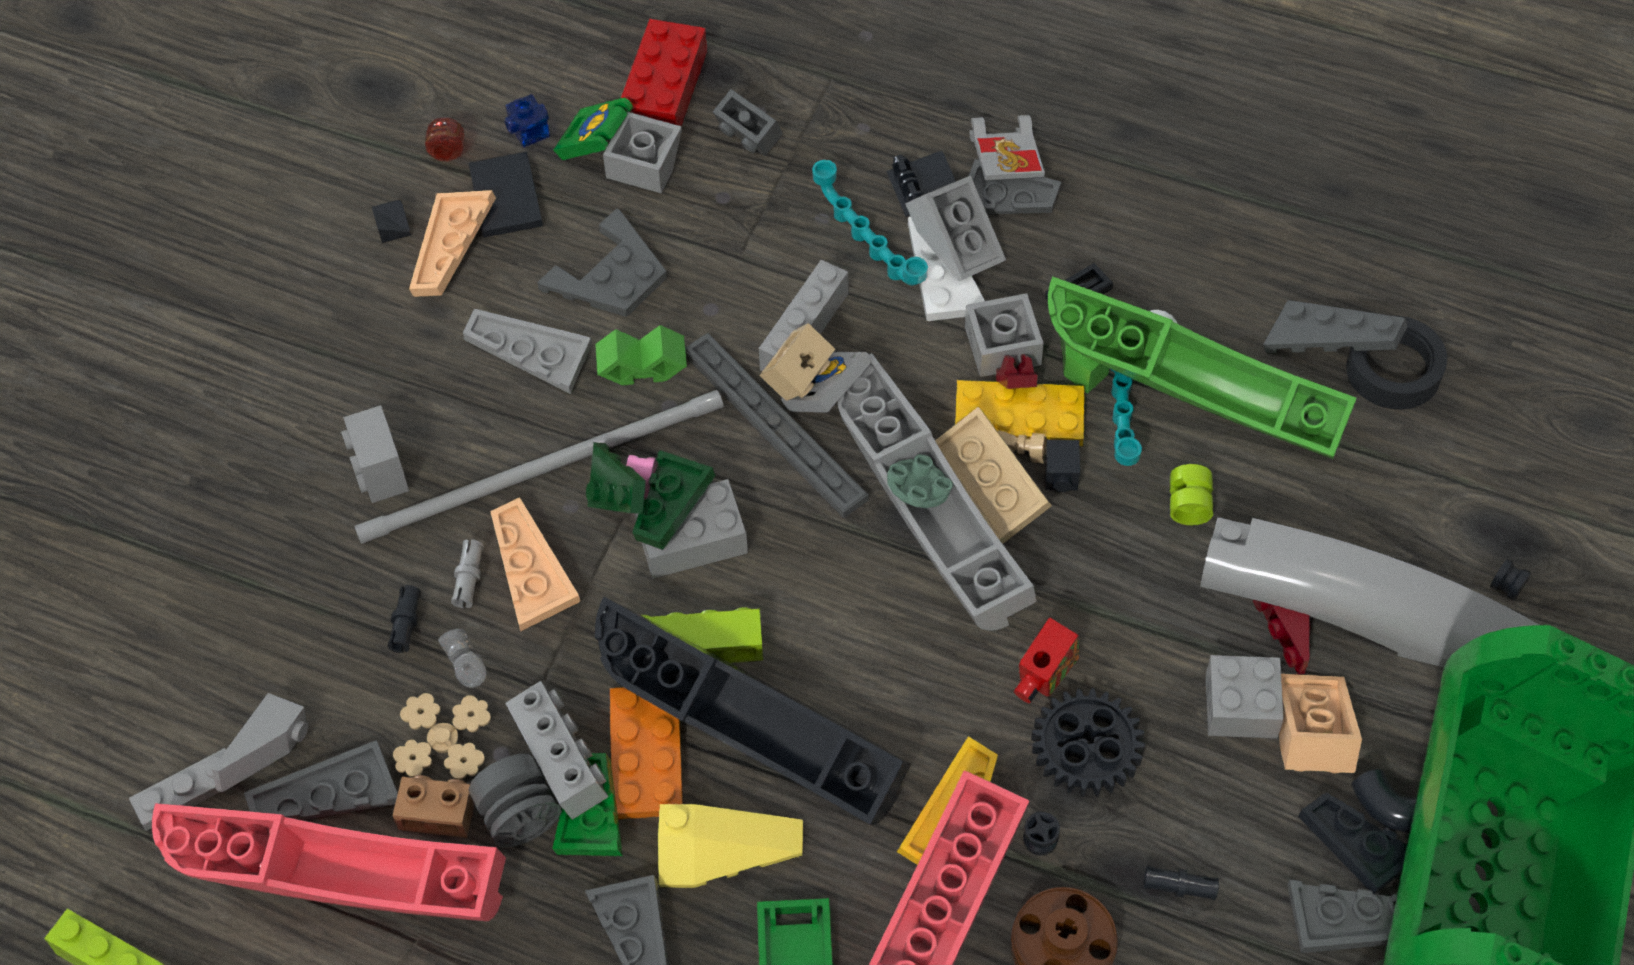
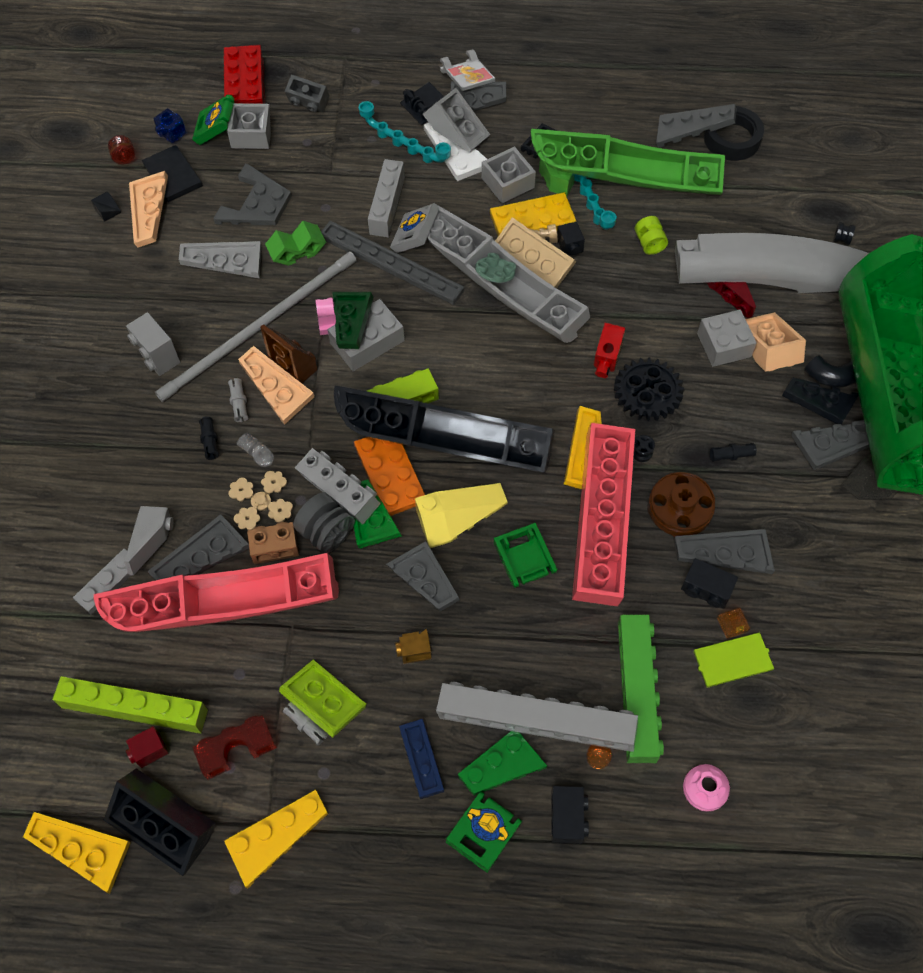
camera: 20 degrees left, 5 degrees up
(564, 527) = (288, 354): none -> reddish brown slope
(613, 484) = (312, 320): dark green wing -> none
(798, 362) = (395, 220): tan brick -> none
(1016, 377) = (524, 196): dark red tile -> none

